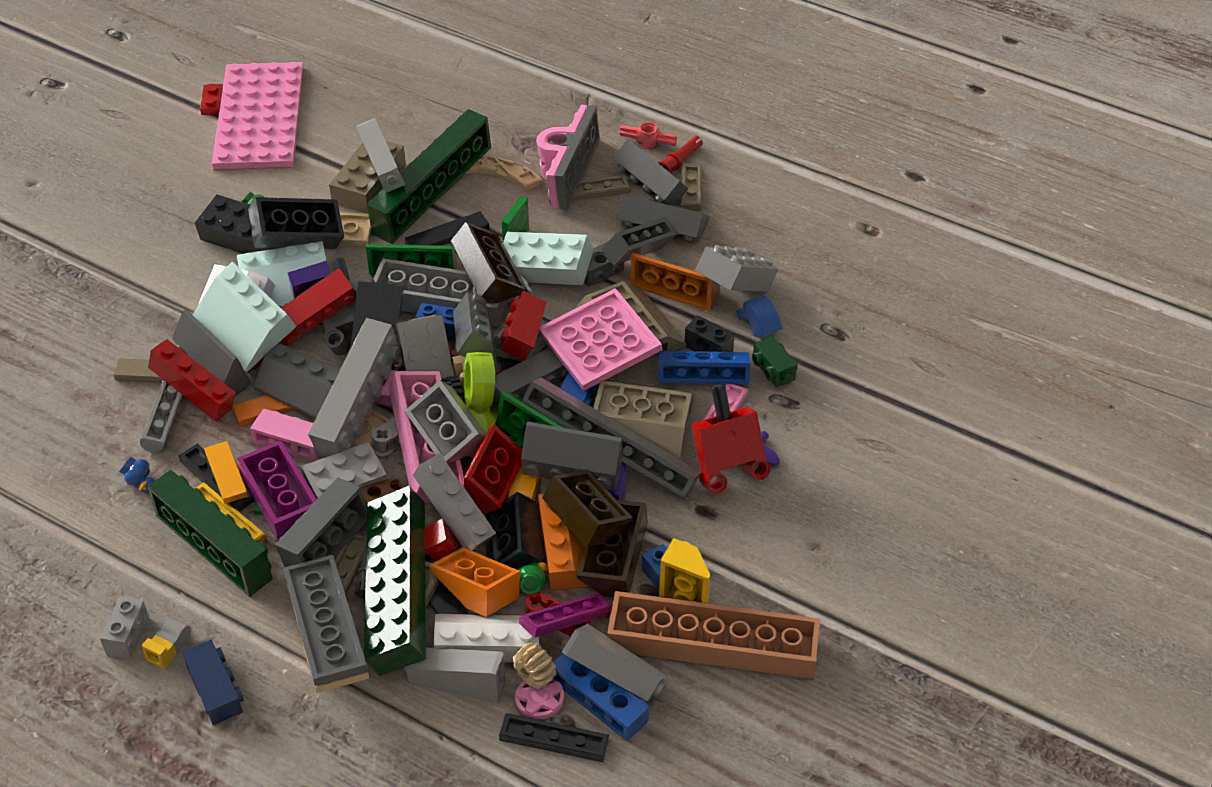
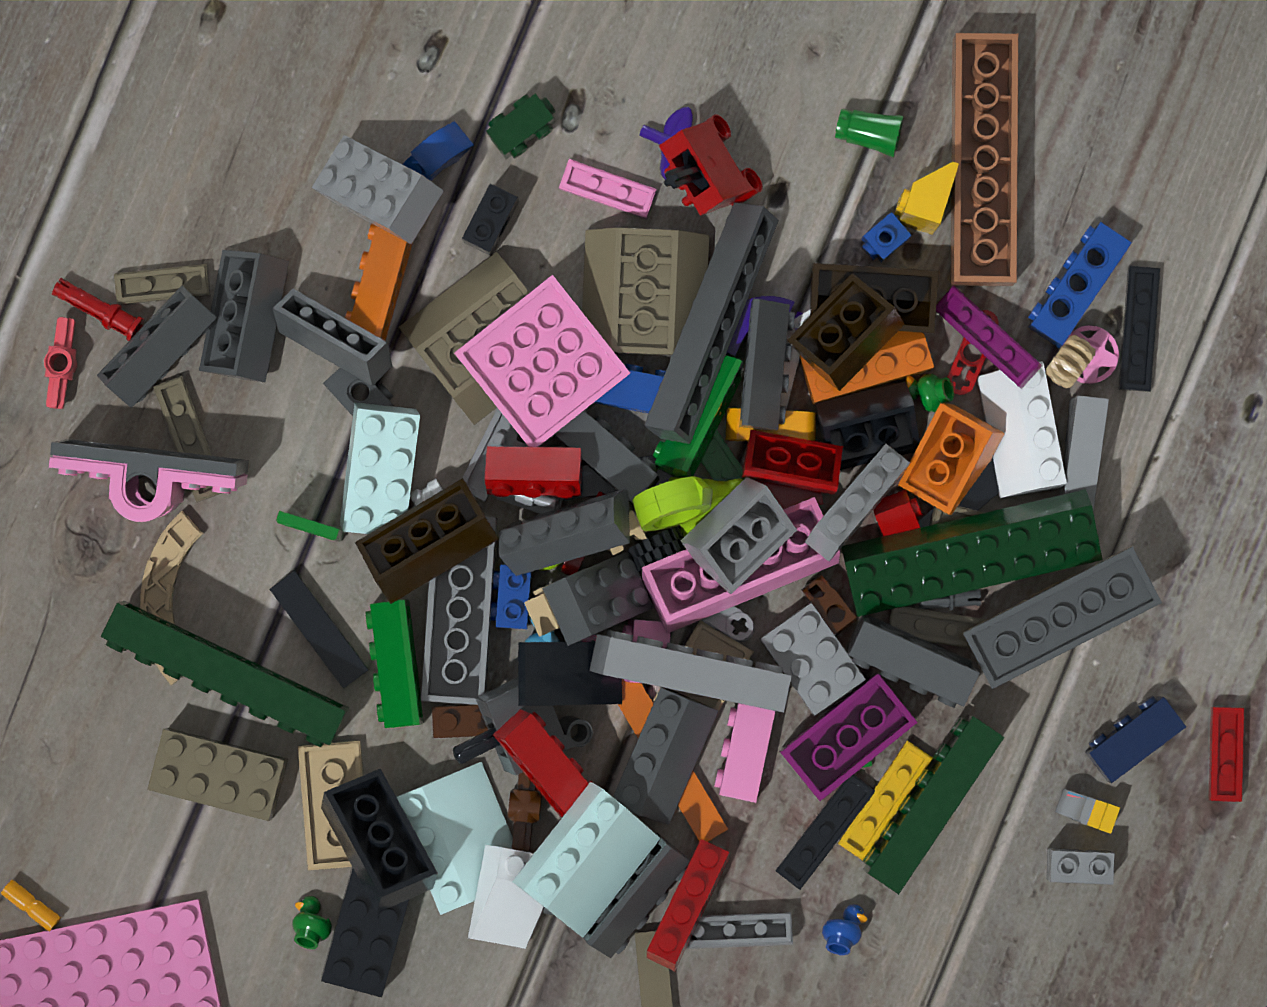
camera: 90 degrees left, 40 degrees up
(176, 748) = (1226, 754): none -> red plate
(225, 472) = (825, 816): light orange tile -> none
(306, 277) = (493, 786): dark purple container -> none
(319, 93) = (26, 902): none -> light orange piece
(380, 155) = (242, 741): light grey slope -> none
(614, 662) = (1051, 271): light grey slope -> none
(704, 367) = (557, 231): blue brick -> none
(746, 568) = (870, 130): none -> green plant

